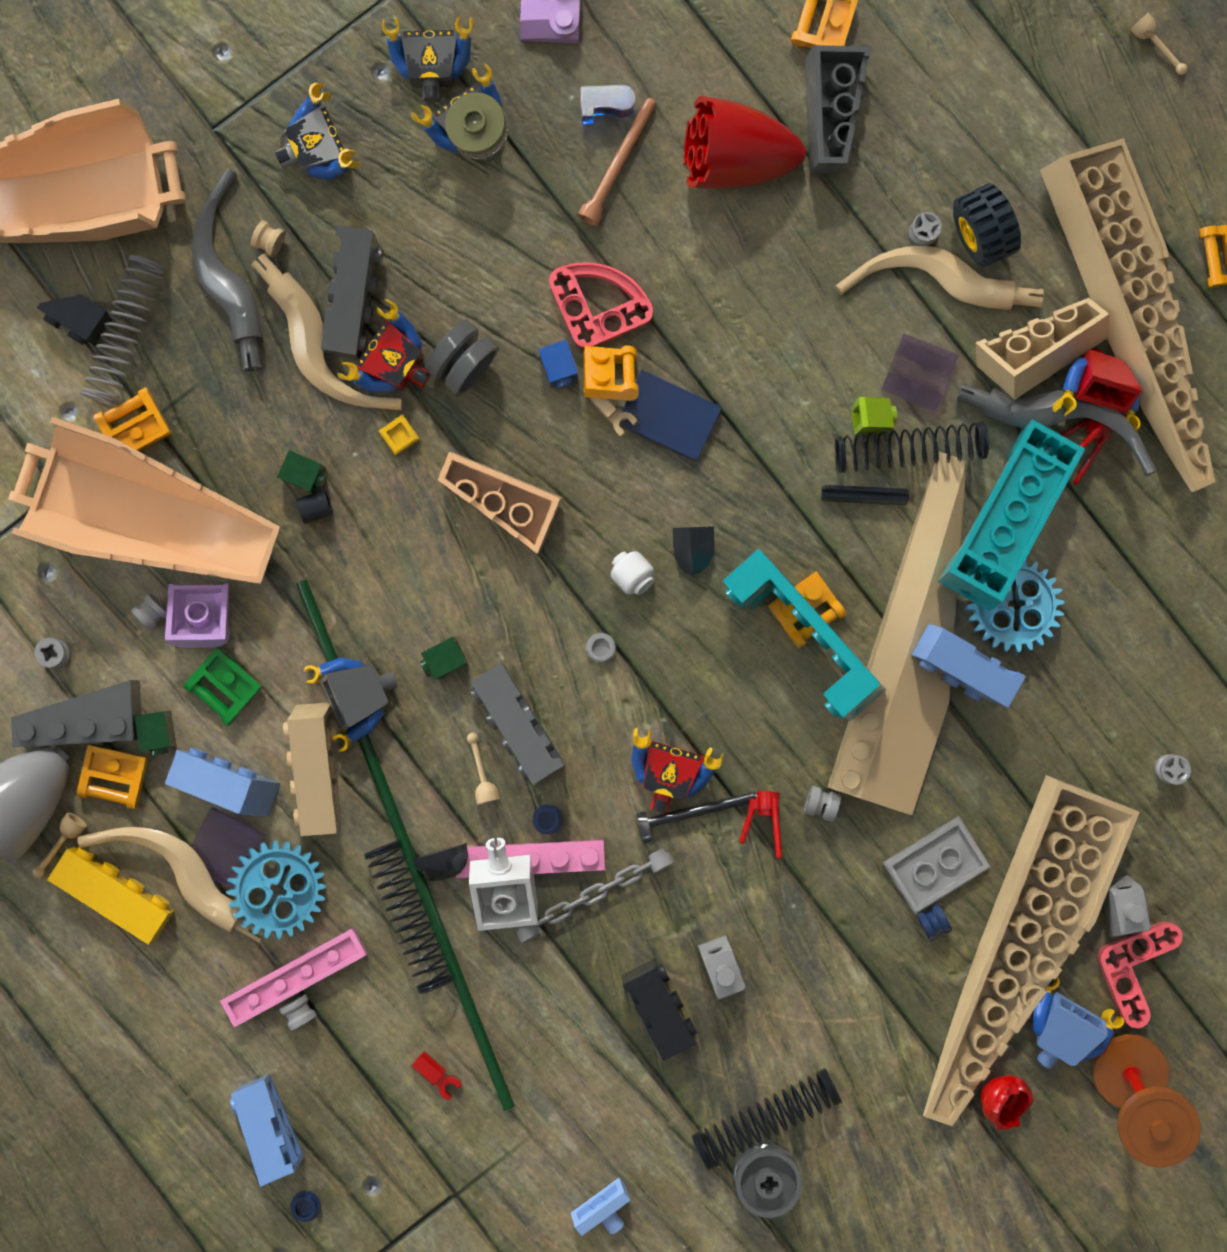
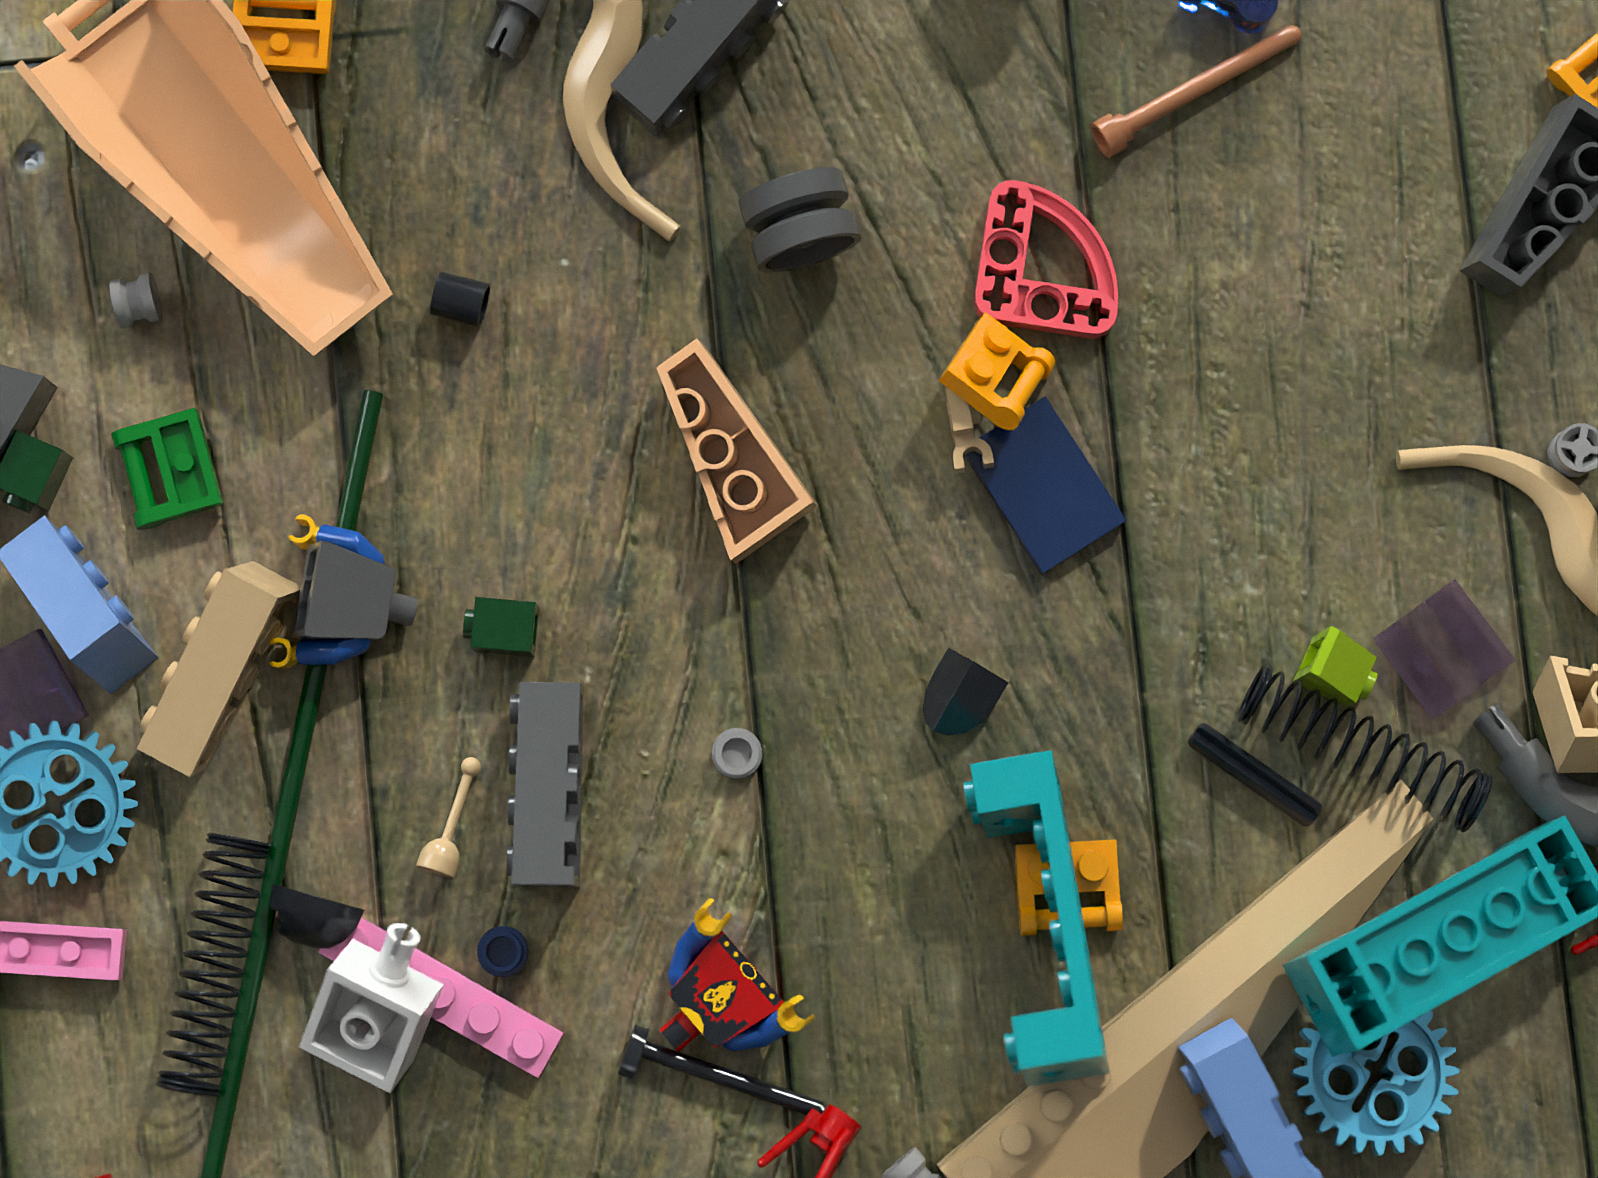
camera: 35 degrees right, 5 degrees down
(197, 616) = (197, 347): lavender slope -> none
(302, 472) = (474, 241): dark green brick -> none
(390, 357) = (700, 157): torso -> none
(399, 435) = (643, 274): yellow tile -> none
(559, 364) = (931, 315): blue brick -> none
(632, 573) = (849, 675): white head -> none
(658, 861) = (623, 1116): light grey piece -> none
(737, 146) = (1379, 168): red cylinder -> none

